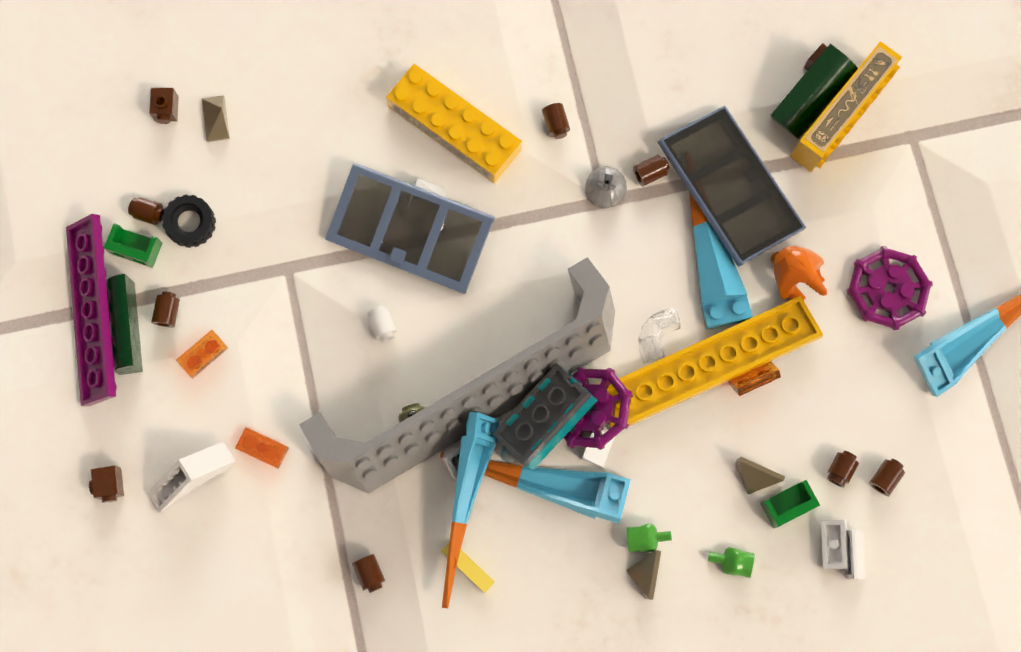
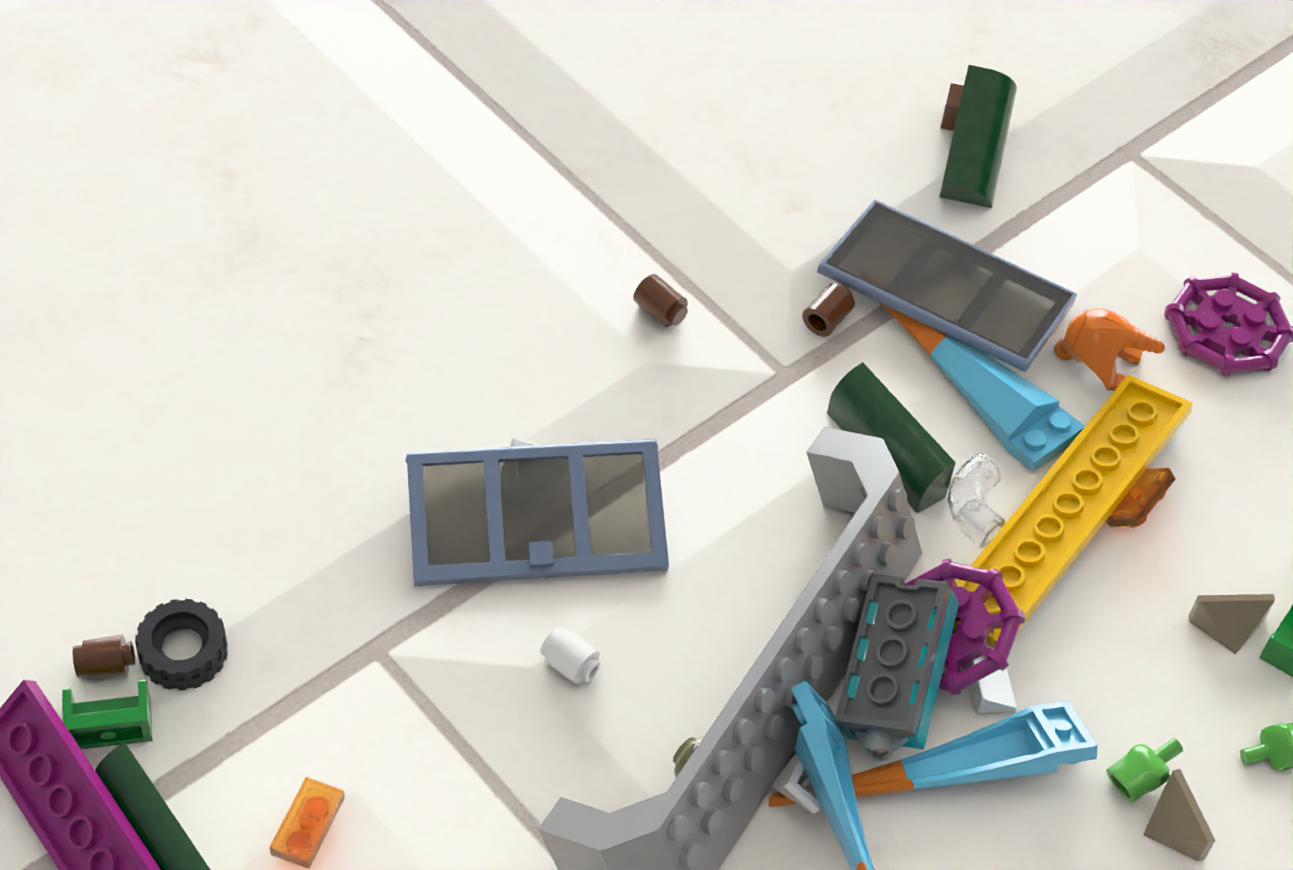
camera: 30 degrees left, 25 degrees down
(164, 105) = (56, 502): reddish brown brick -> none
(165, 310) = (212, 784): reddish brown brick -> none
(215, 118) = (148, 493): dark tan slope -> none
(454, 123) = (519, 357): yellow brick -> none
(605, 194) = (780, 355): light grey hair -> none
(631, 274) = (868, 408): none -> dark green brick
(847, 107) = (1032, 142): brick -> none

